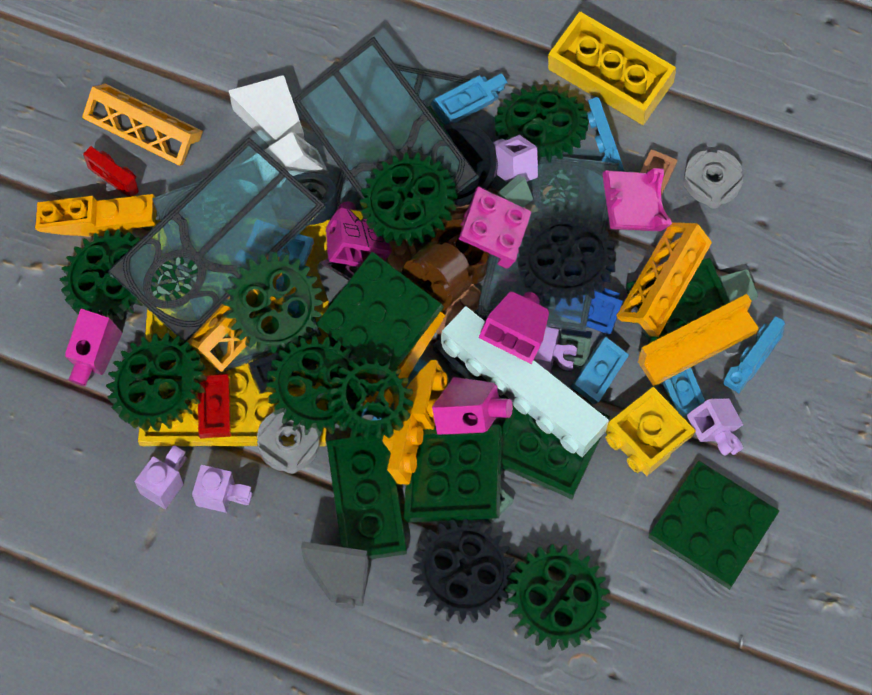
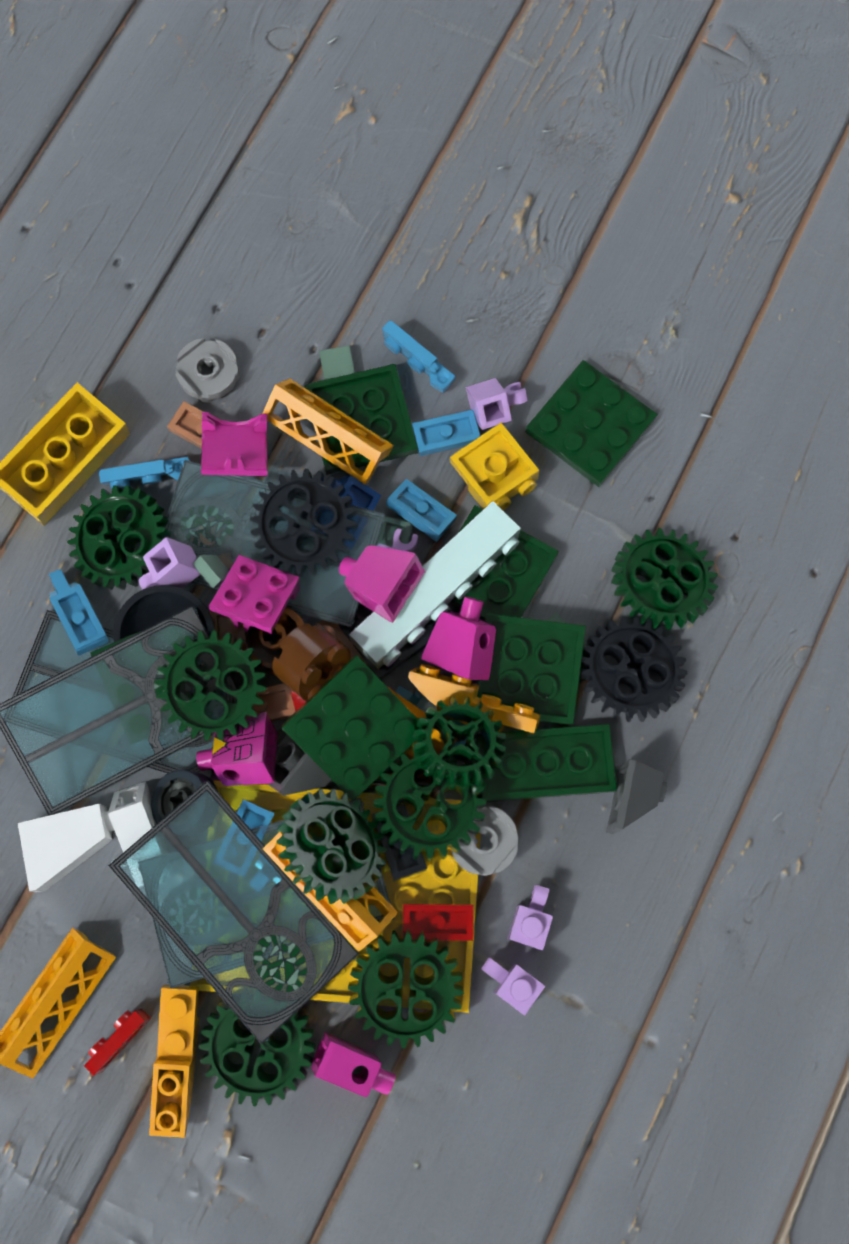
camera: 85 degrees left, 10 degrees up
(697, 341) = (404, 406): light orange fence -> none

